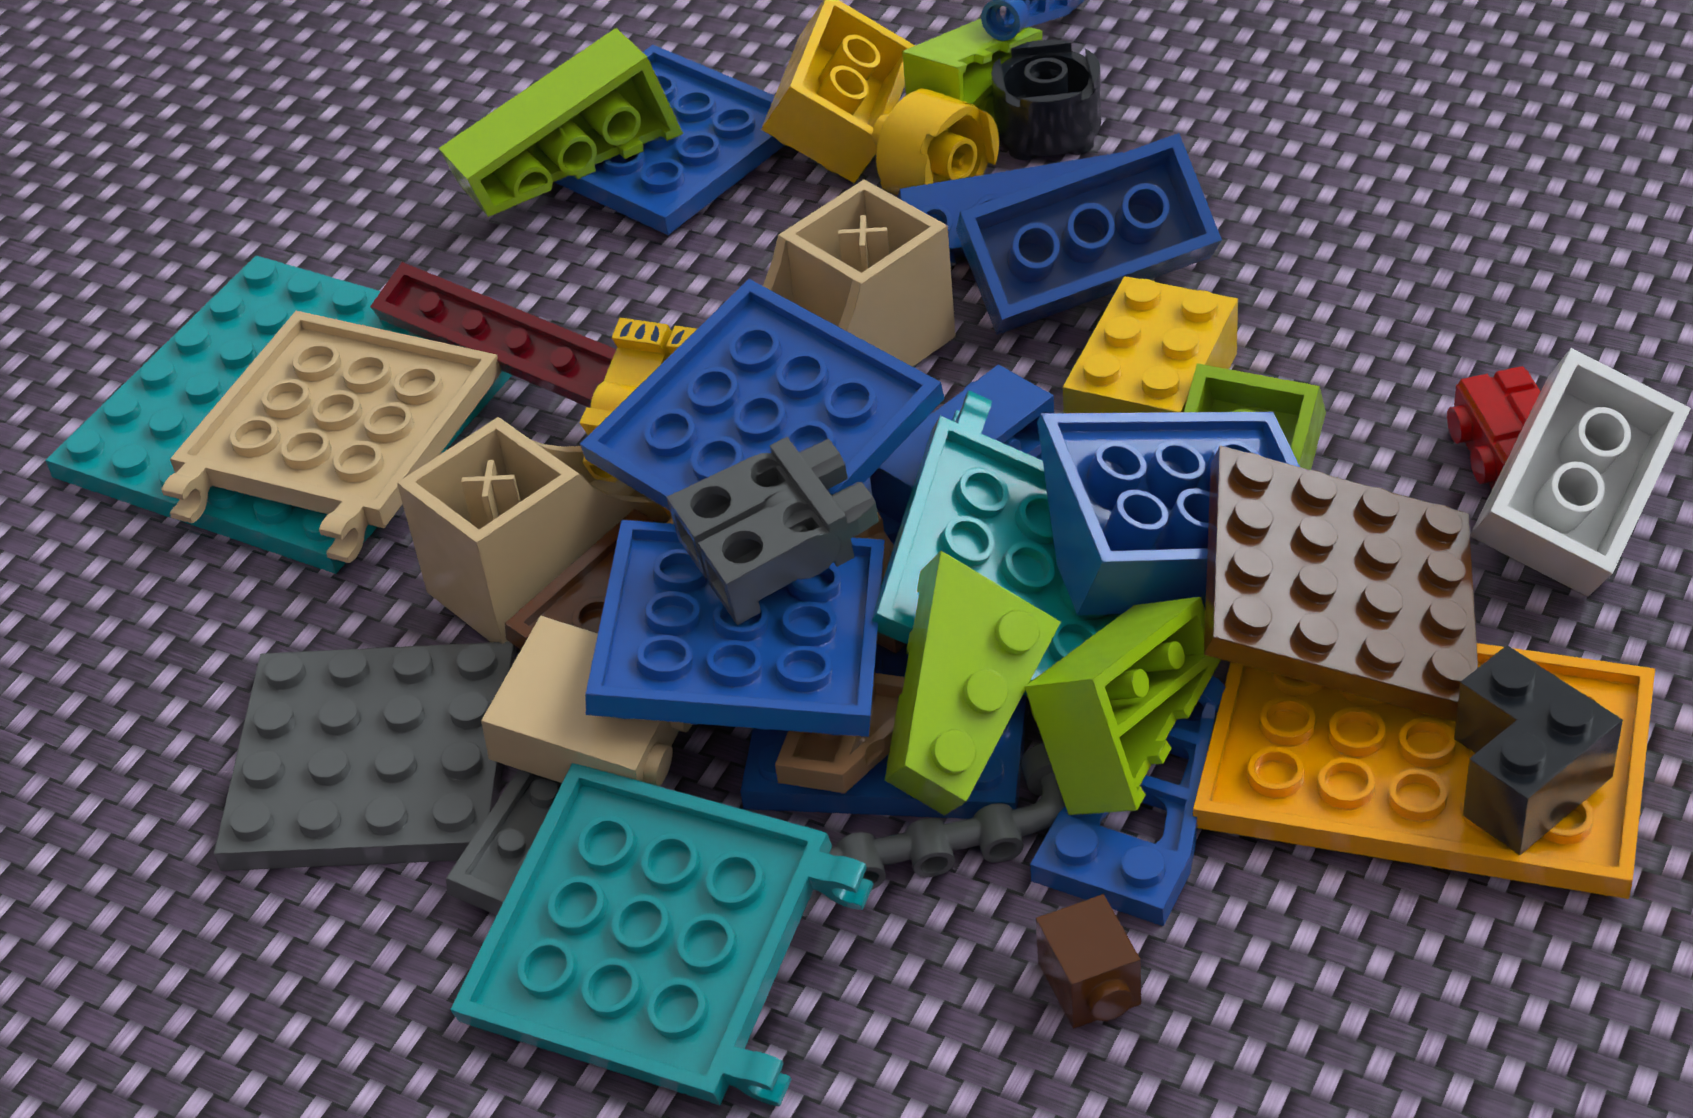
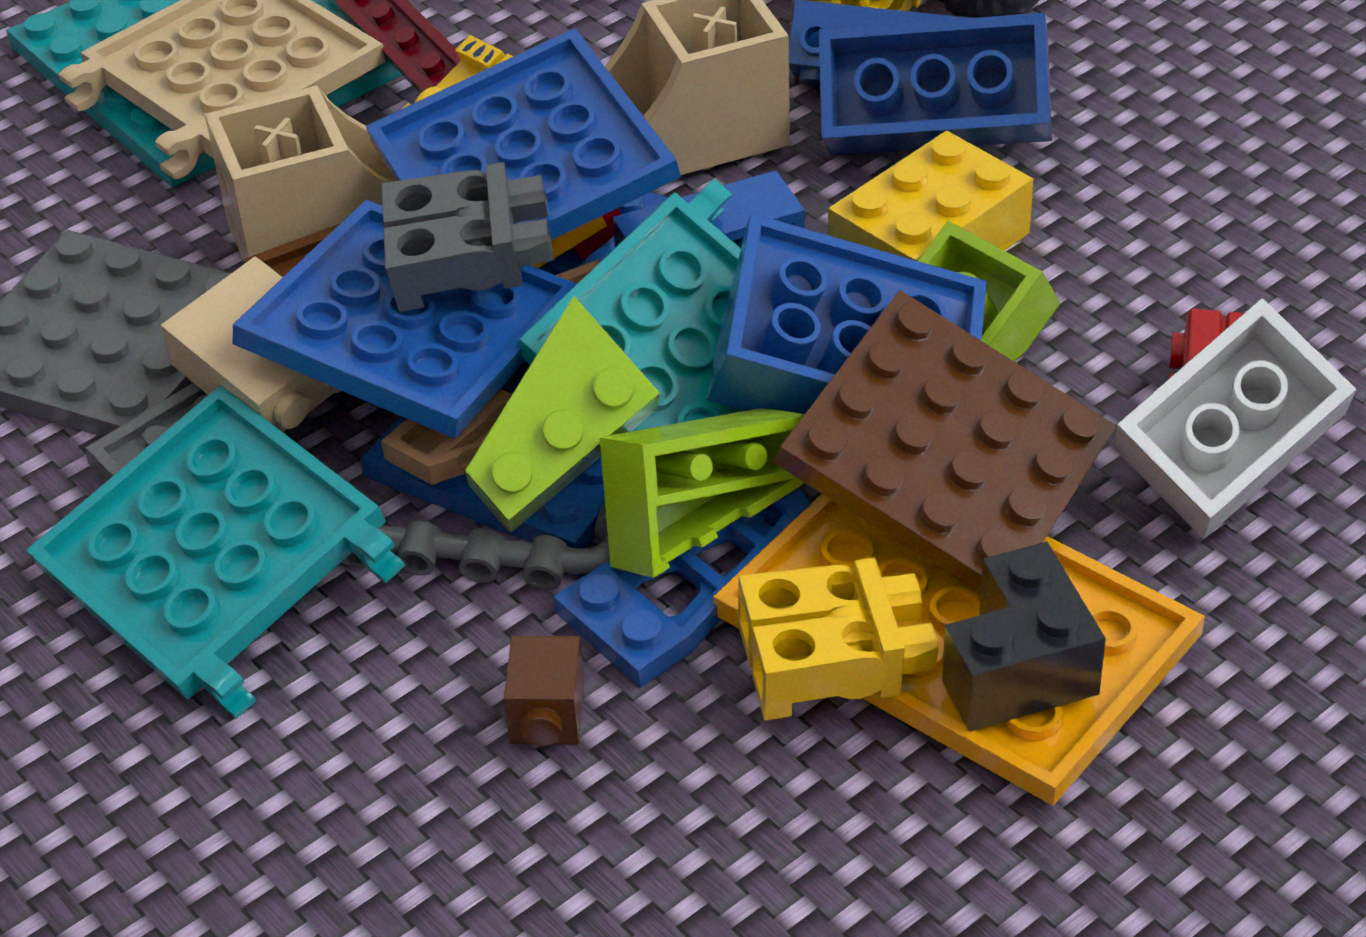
camera: 20 degrees right, 0 degrees up
(1343, 807) = (831, 633): none -> yellow hips

